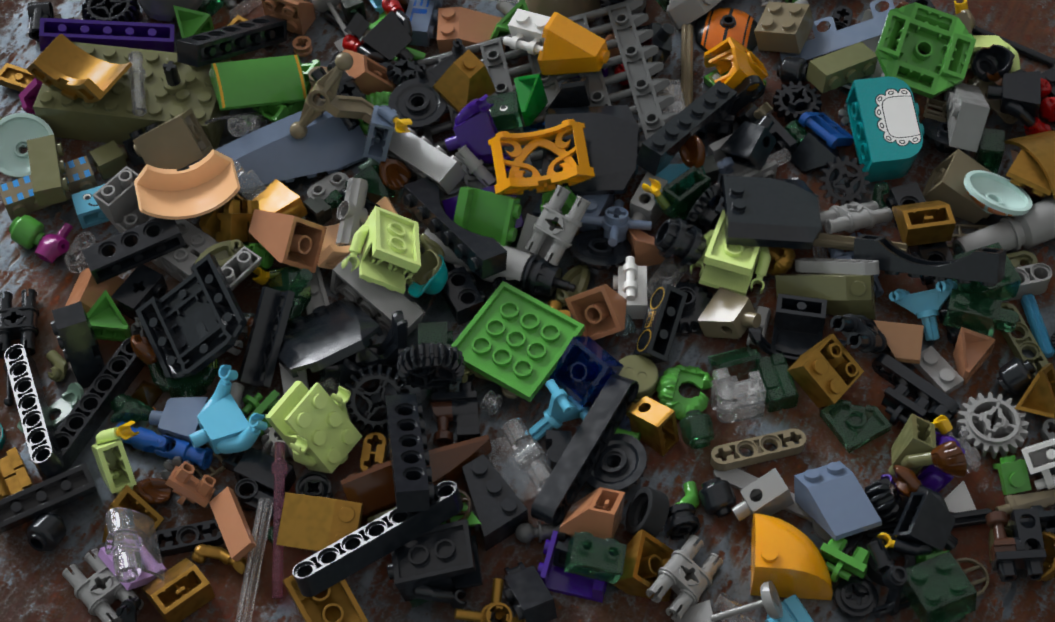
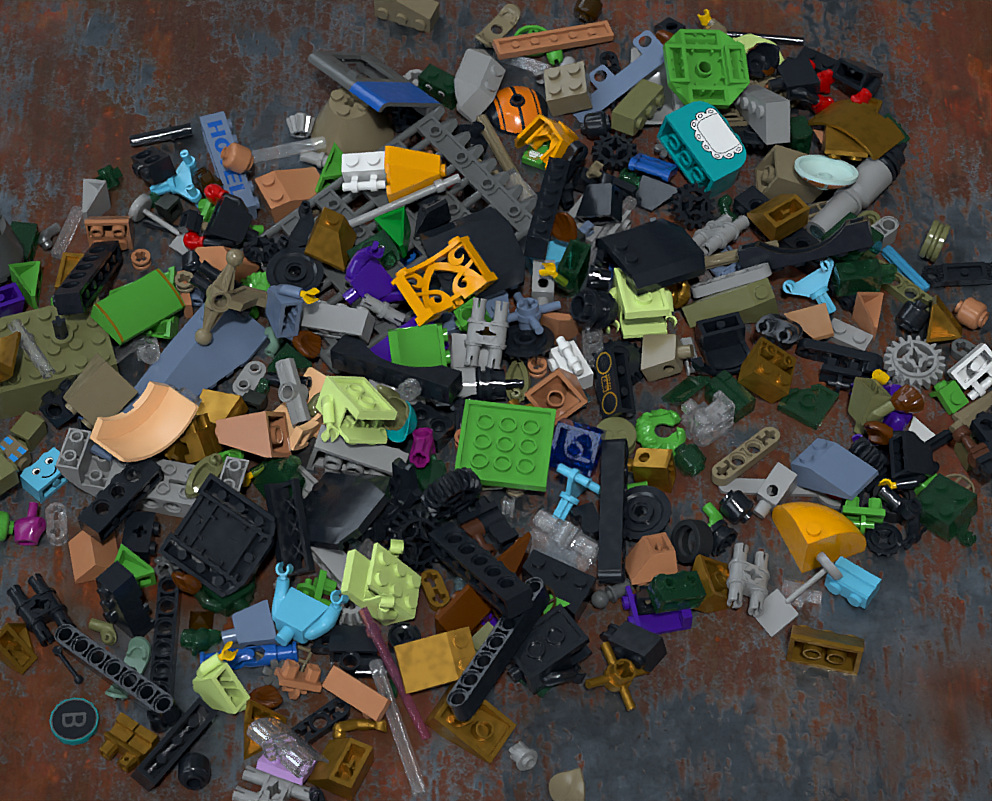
camera: 30 degrees left, 0 degrees up
(437, 311) = (422, 447): none -> magenta piece
(450, 250) = (405, 393): none -> clear bush
(590, 69) = (438, 186): none -> light grey bar
(602, 273) = (540, 372): none -> nougat bush

